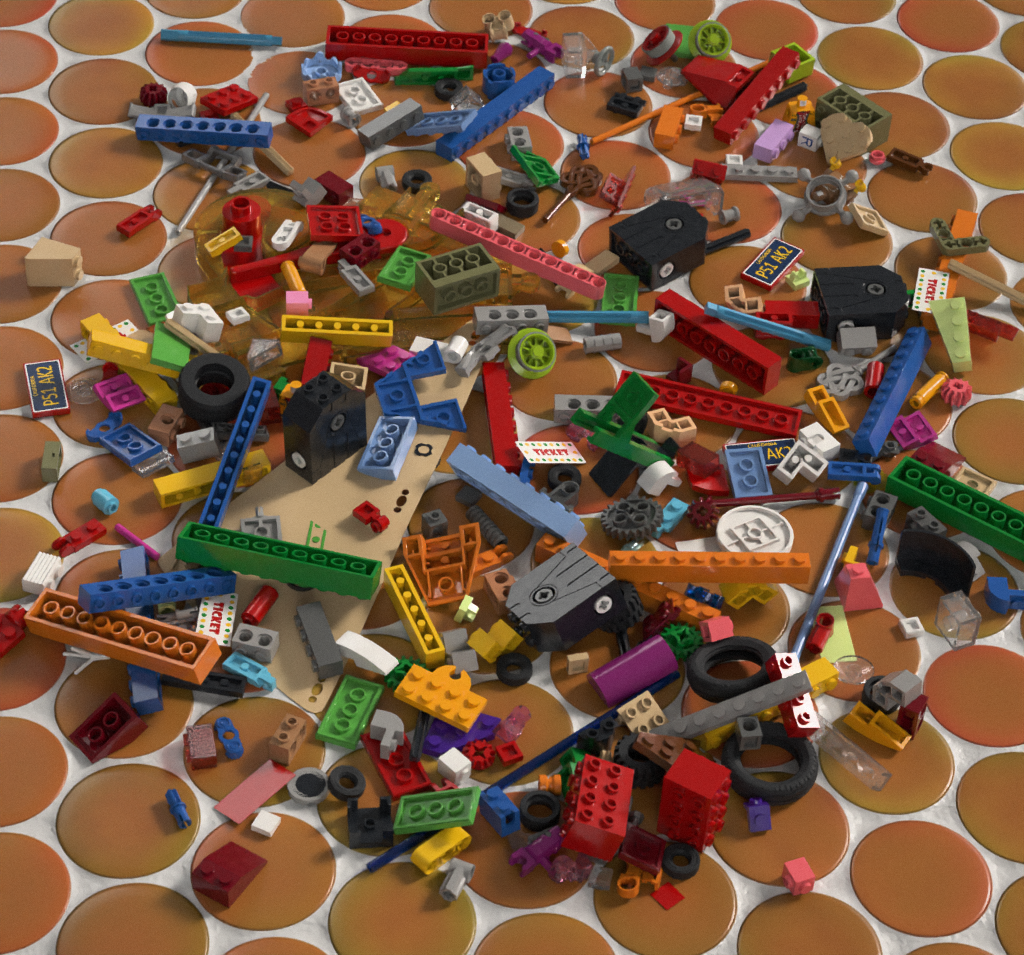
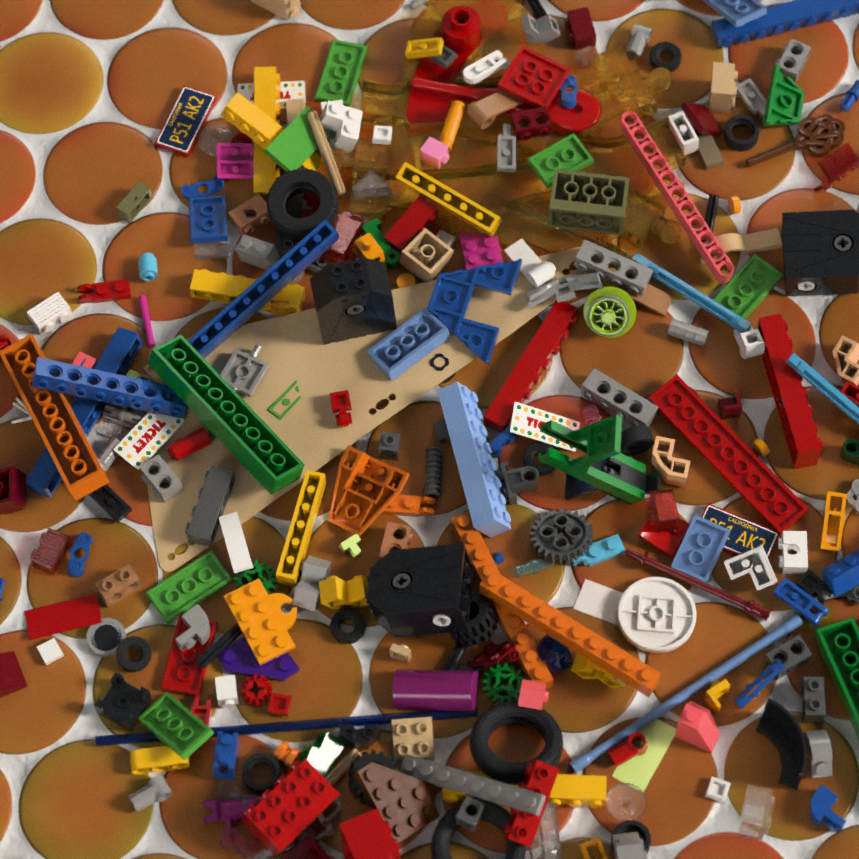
camera: 40 degrees right, 20 degrees up
(256, 673) = (139, 501): medium azure hinge -> none
(512, 726) = (308, 676): clear pink leg -> none
(657, 477) = (618, 506): white brick -> none
(711, 513) = (620, 572): dark red gear -> none

